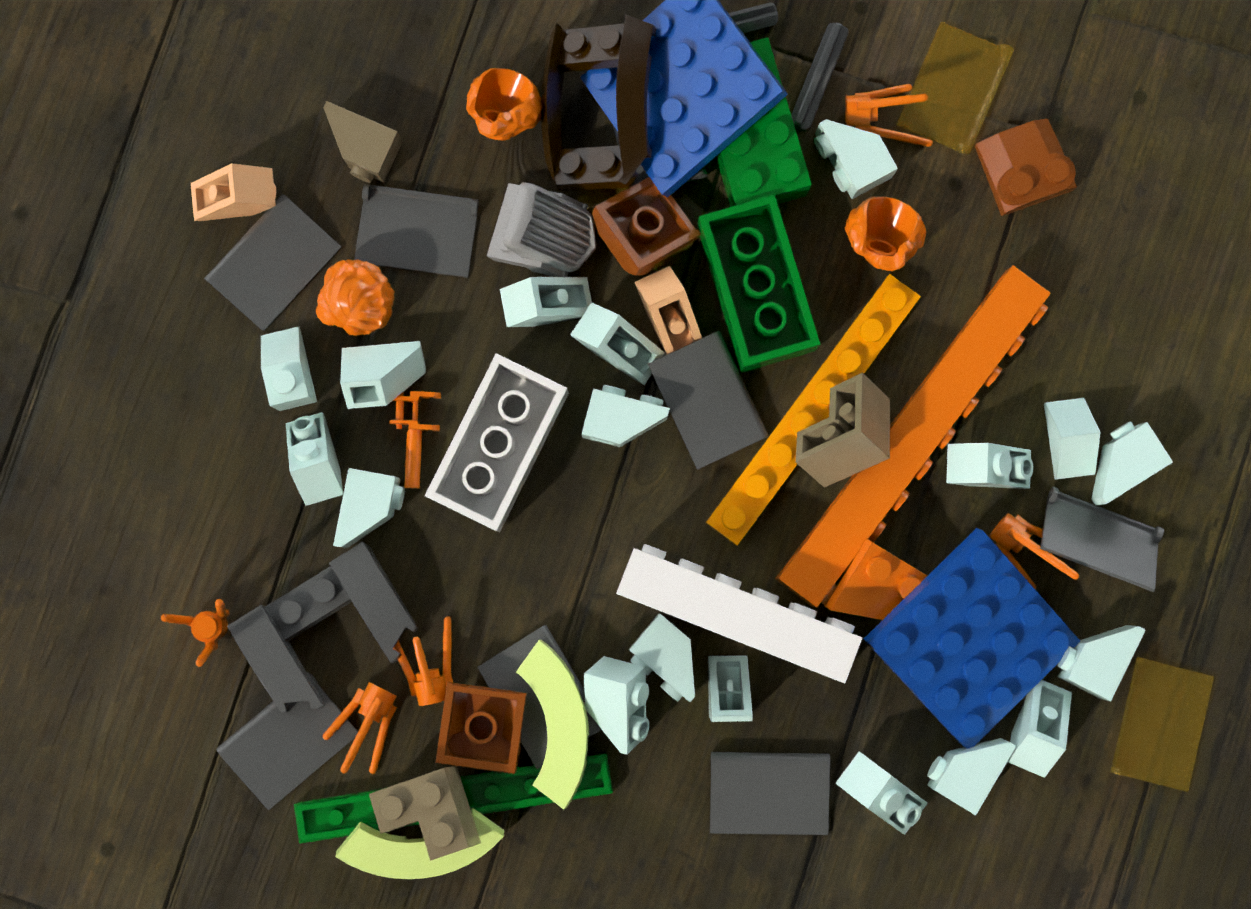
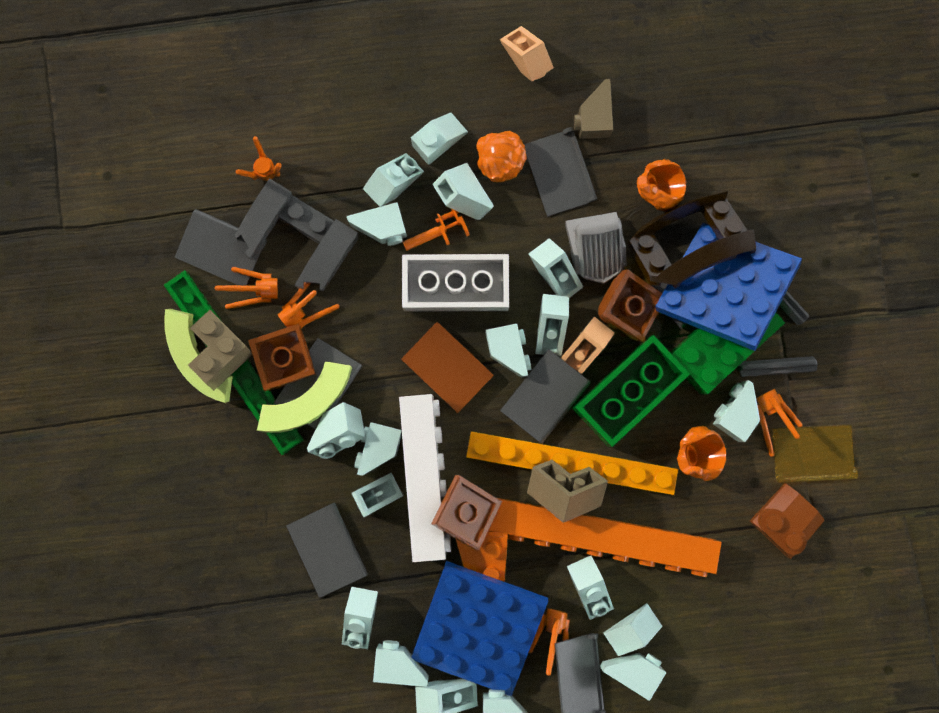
camera: 60 degrees right, 0 degrees up
(273, 262) = (498, 97): dark grey piece -> none
(604, 511) = (447, 367): none -> dark orange tile
(814, 579) = (466, 512): none -> dark orange tile

